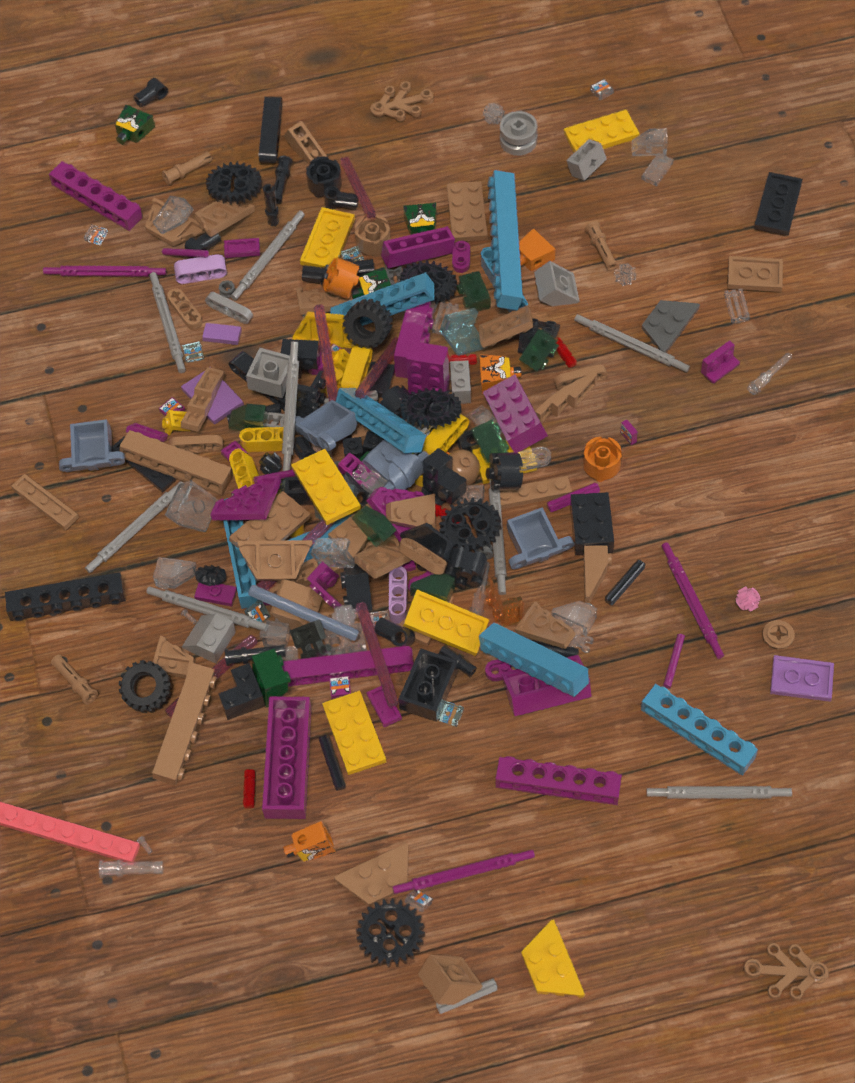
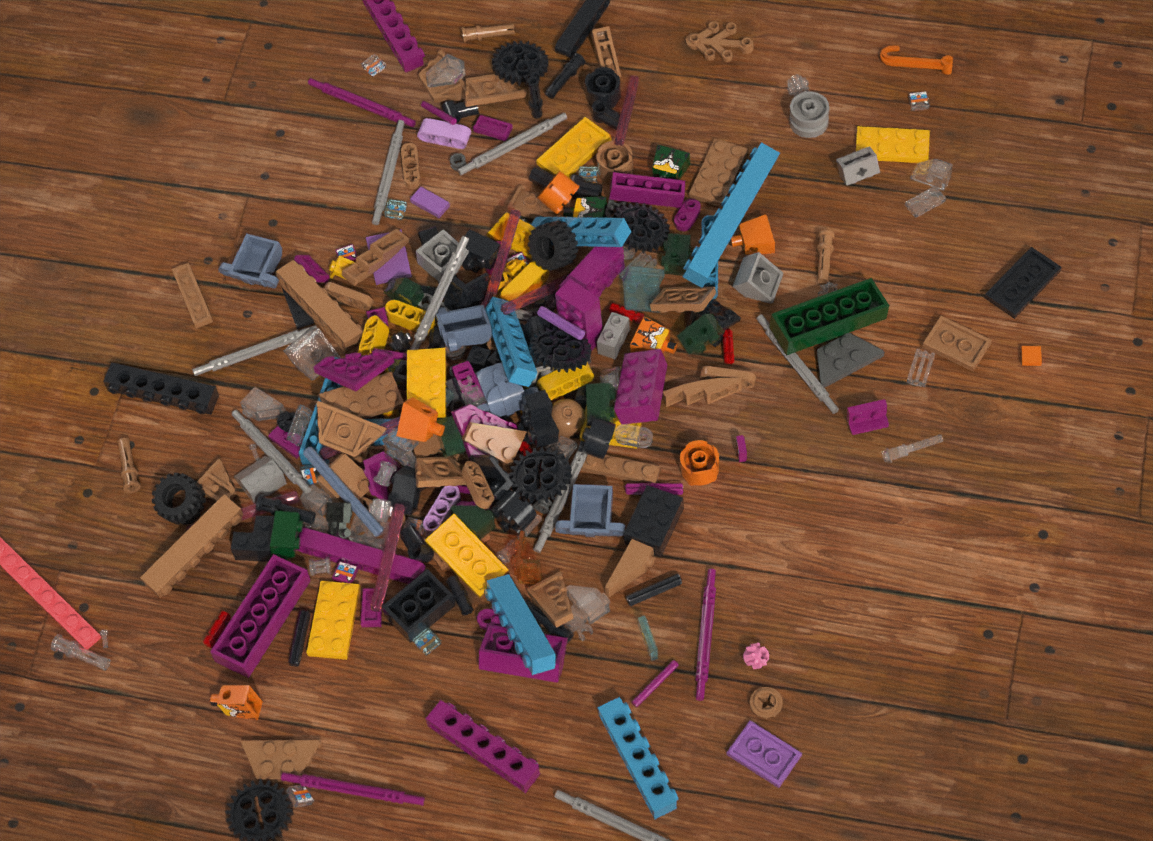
camera: 30 degrees right, 0 degrees up
(224, 573) = (299, 425): none -> clear plate
(229, 307) = (448, 180): light grey beam -> none
(314, 690) = (315, 569): none -> clear bush
(334, 580) = (385, 473): none -> clear bush
(343, 521) = (418, 421): none -> orange torso
(417, 385) = (561, 323): none -> medium lavender axle
(606, 52) = (944, 64): none -> orange piece
(639, 292) = (829, 316): none -> dark green brick
(646, 624) = (648, 638): none -> clear light blue tile
(820, 260) = (1031, 355): none -> orange tile

